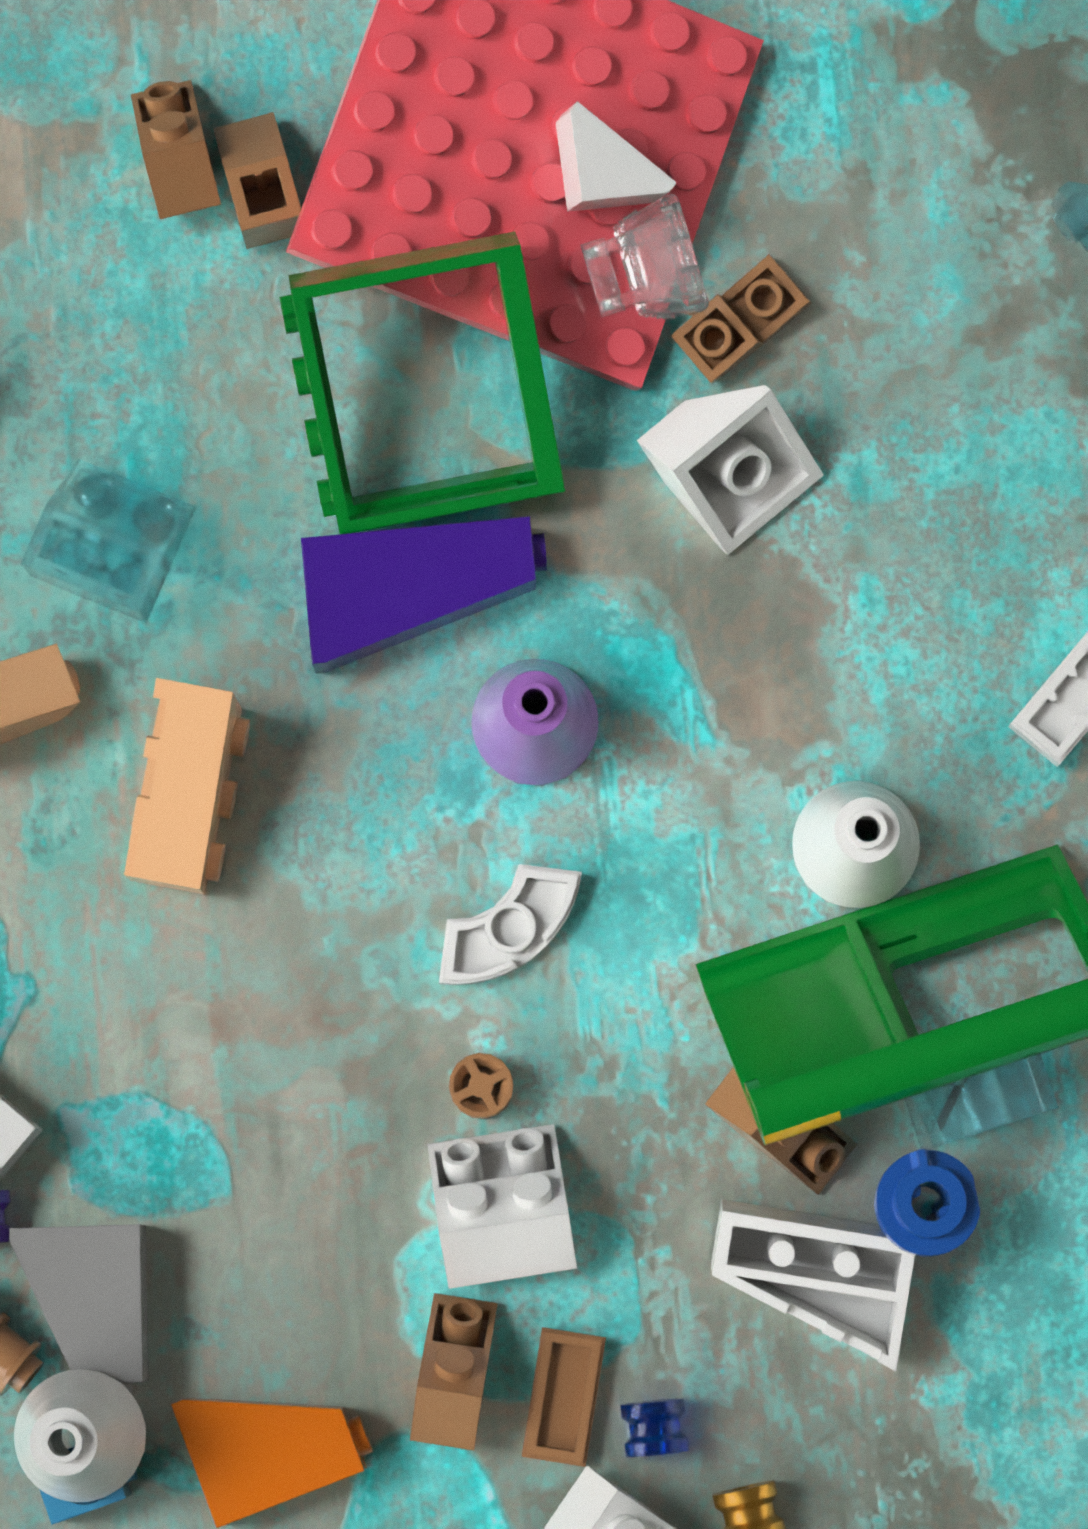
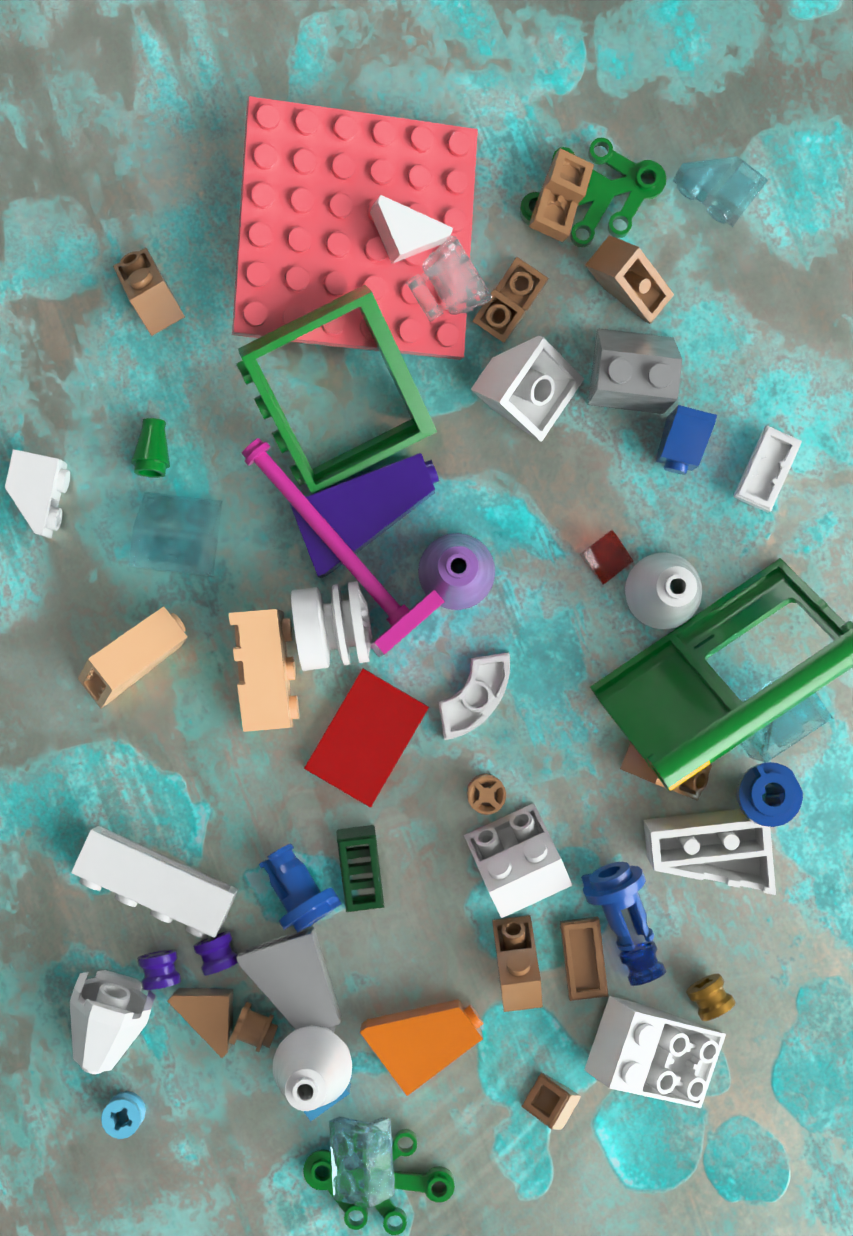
camera: 15 degrees left, 5 degrees up
(107, 398) = (151, 451): none -> green cone
(137, 1154) = (298, 890): none -> blue piece
(256, 1096) = (352, 837): none -> dark green slope
(259, 179) = (203, 295): medium nougat slope -> none
(310, 747) = (330, 626): none -> white wheel
(316, 944) = (366, 737): none -> red tile
(424, 767) = (400, 617): none -> dark pink tile
(645, 1293) = (616, 889): none -> blue piece
(779, 764) = (606, 557): none -> clear red slope
(864, 179) = (560, 195): none -> medium nougat slope
(901, 484) = (634, 371): none -> light grey slope
(928, 189) = (603, 190): none -> green plant
(938, 337) = (630, 278): none -> medium nougat slope
(952, 612) = (685, 439): none -> blue slope

